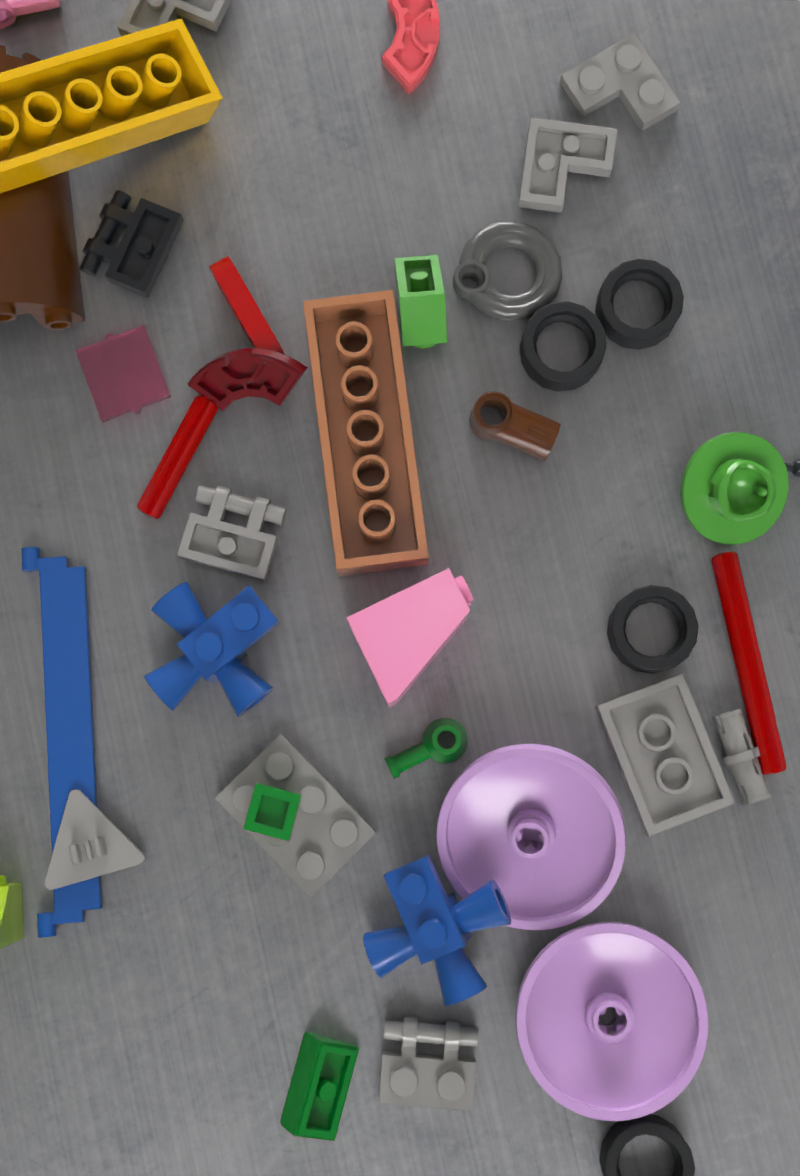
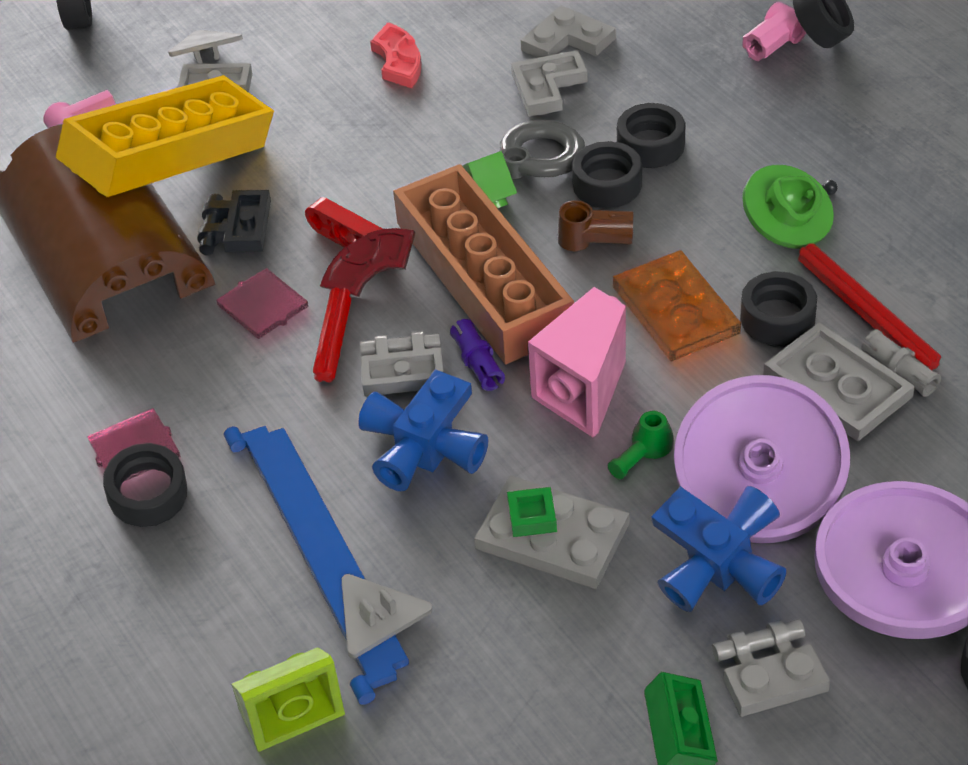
camera: 20 degrees left, 35 degrees down
(314, 553) = (477, 354): none -> dark purple pin
(551, 569) = (676, 305): none -> clear orange plate

